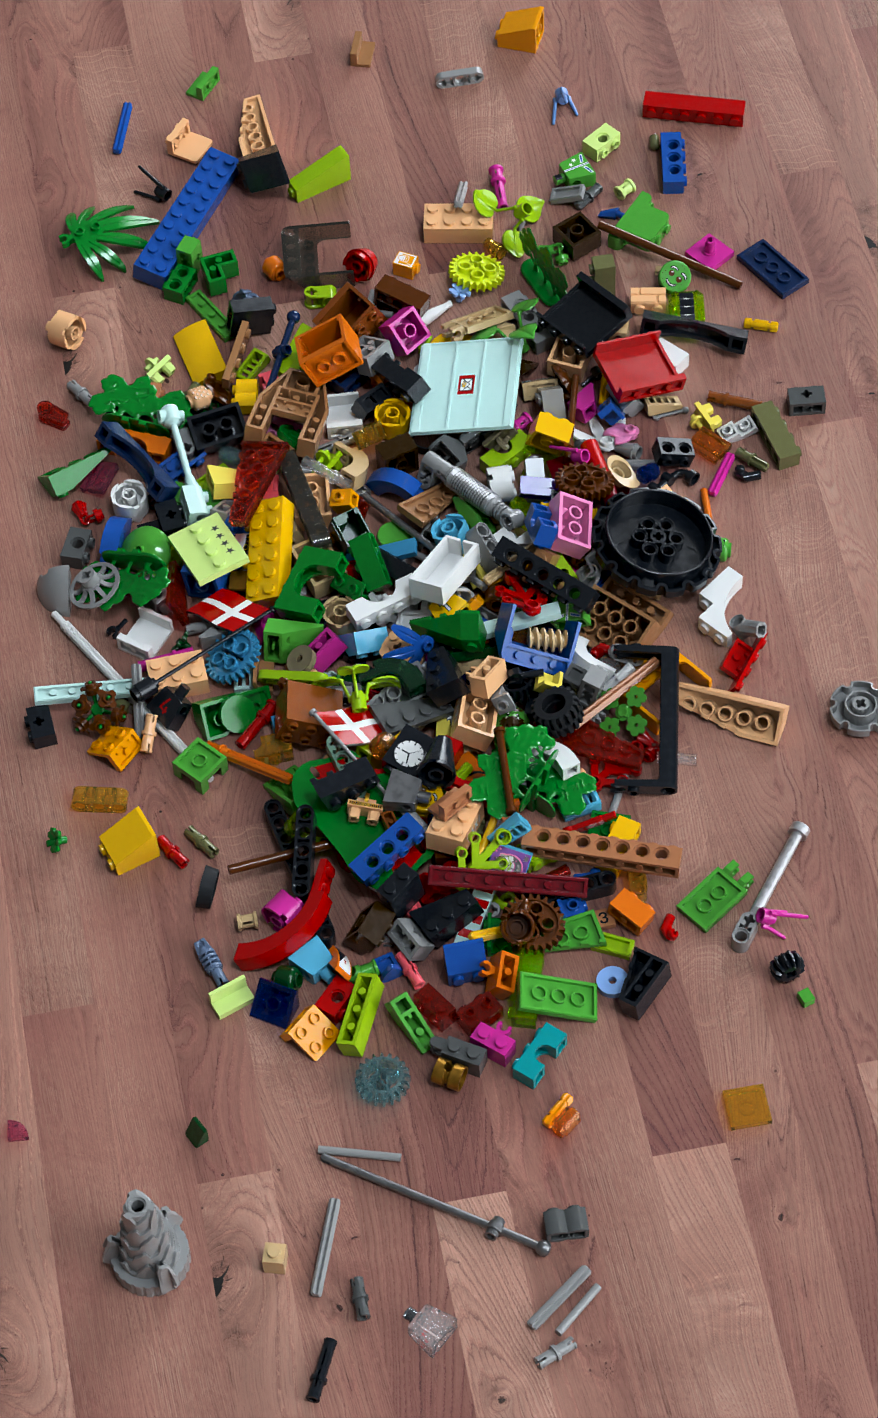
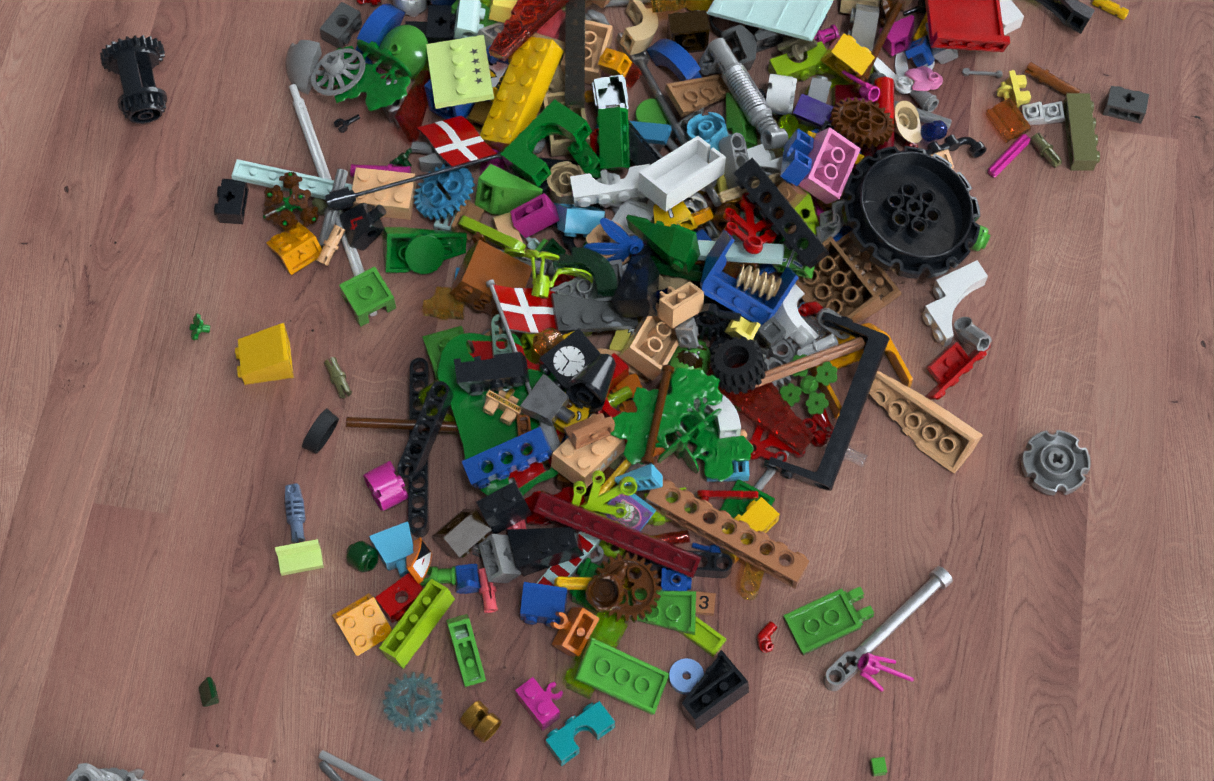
camera: 15 degrees right, 10 degrees up
(17, 1131) = (36, 625): clear pink tile -> none
(99, 799) = (257, 298): clear yellow beam -> none
(146, 635) = (371, 139): white panel -> none
(172, 852) = (305, 378): red pin -> none
(247, 921) = (348, 479): tan bush -> none
(253, 764) = (415, 309): orange axle -> none
(263, 718) = (448, 266): red pin -> none
(274, 1003) = (338, 580): clear blue slope -> none
(297, 932) = (392, 510): red arch -> none
(301, 659) = (507, 218): dark tan piece -> none
(330, 460) = (617, 14): lime hips -> none
(332, 475) = (614, 32): clear pin -> none
(435, 1007) = (495, 641): clear red brick -> none
(460, 1052) = (500, 703): dark grey hinge -> none
(482, 1009) = (540, 664): clear red brick -> none
(592, 685) = (785, 347): light grey brick -> none
(631, 911) = (733, 607): orange brick -> none
(661, 404) = (976, 61): tan slope -> none
(673, 451) = (968, 116): black brick -> none
(705, 501) = (981, 183): orange bar -> none
(746, 476) = (1030, 162): black arm -> none
(787, 966) = (870, 727): black gear -> none

